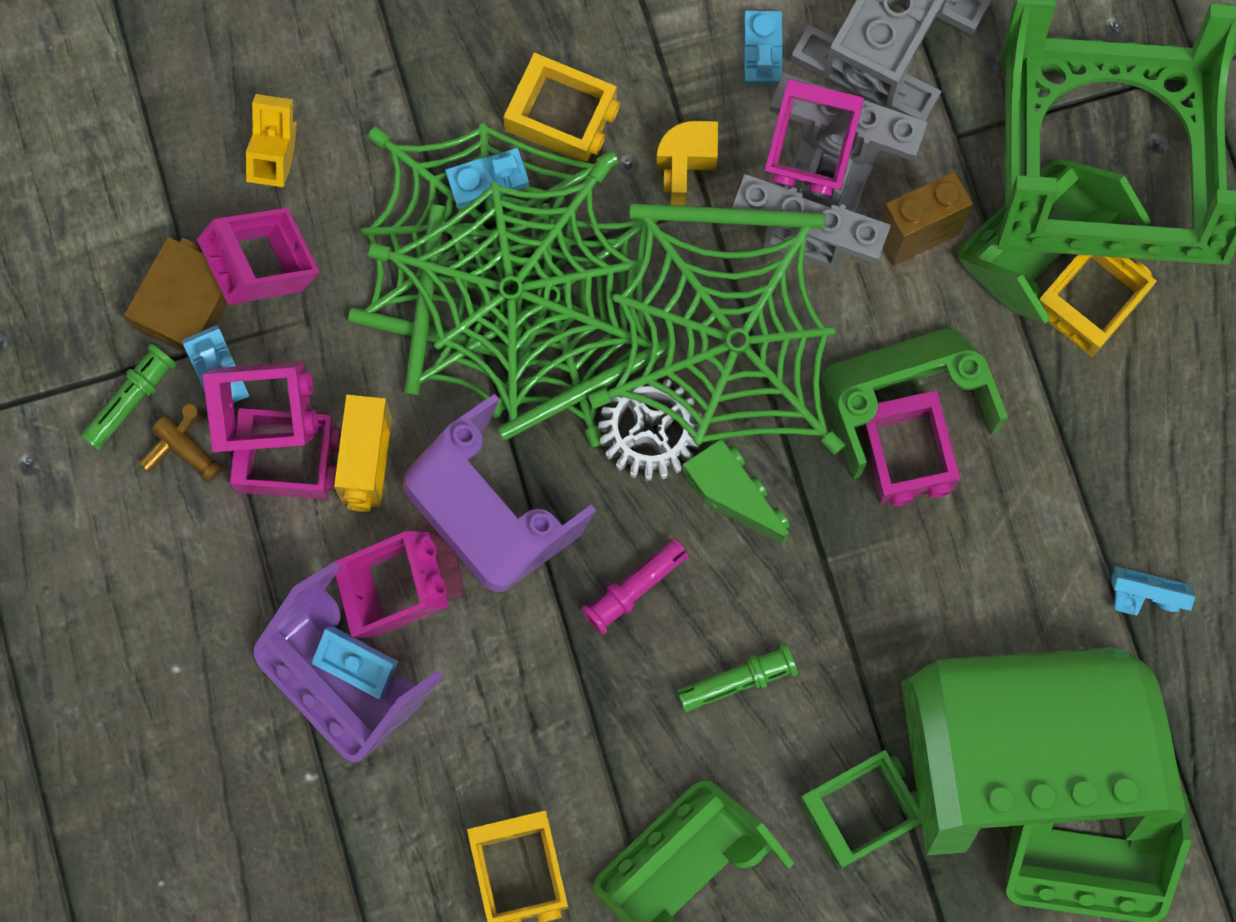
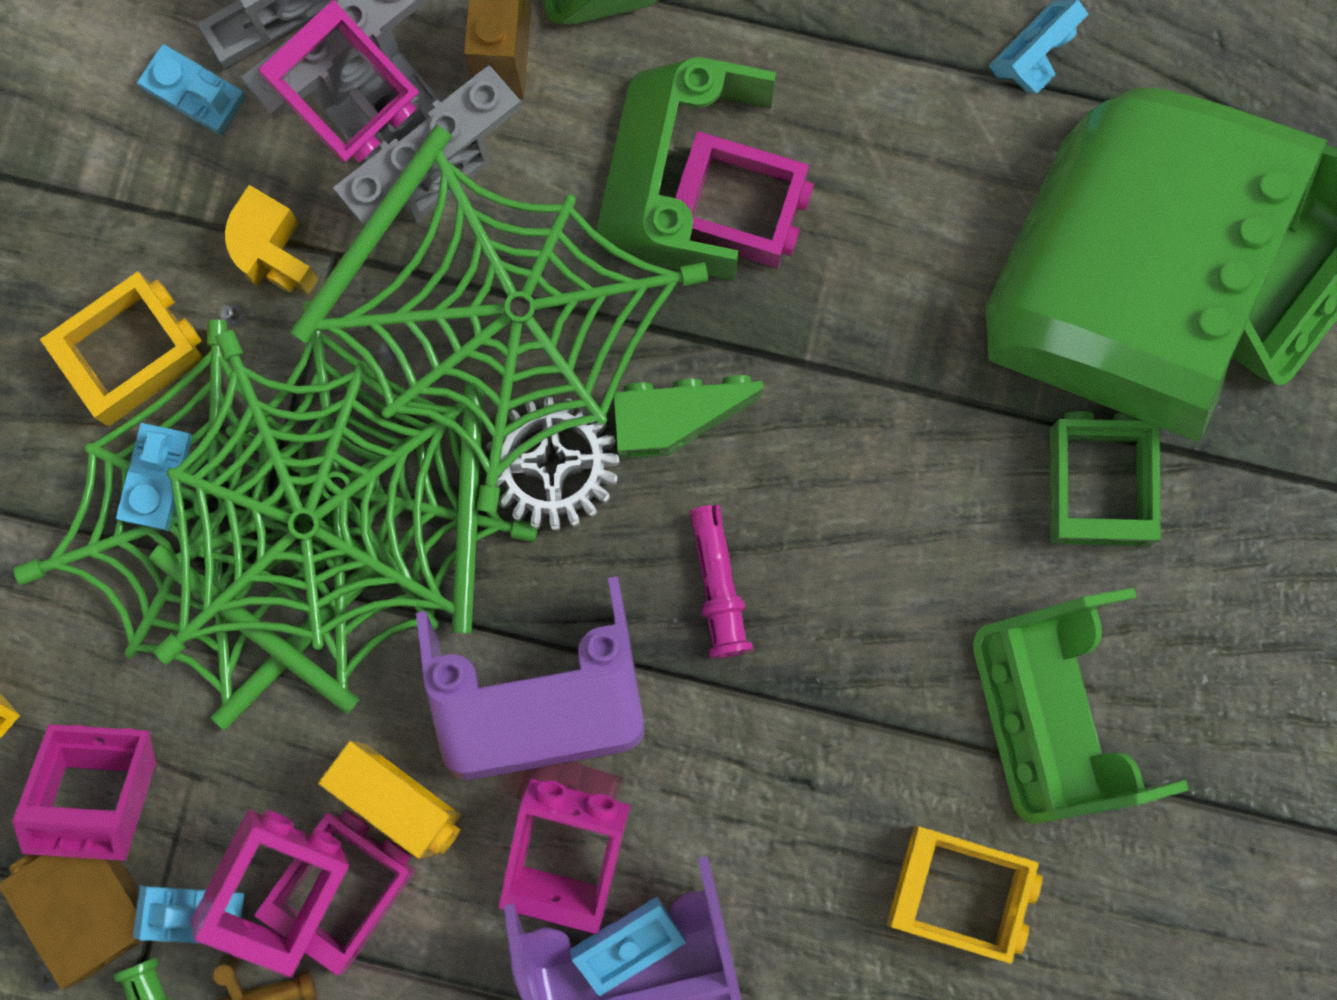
camera: 55 degrees left, 5 degrees up
(755, 672) = (889, 509): bright green pin -> none

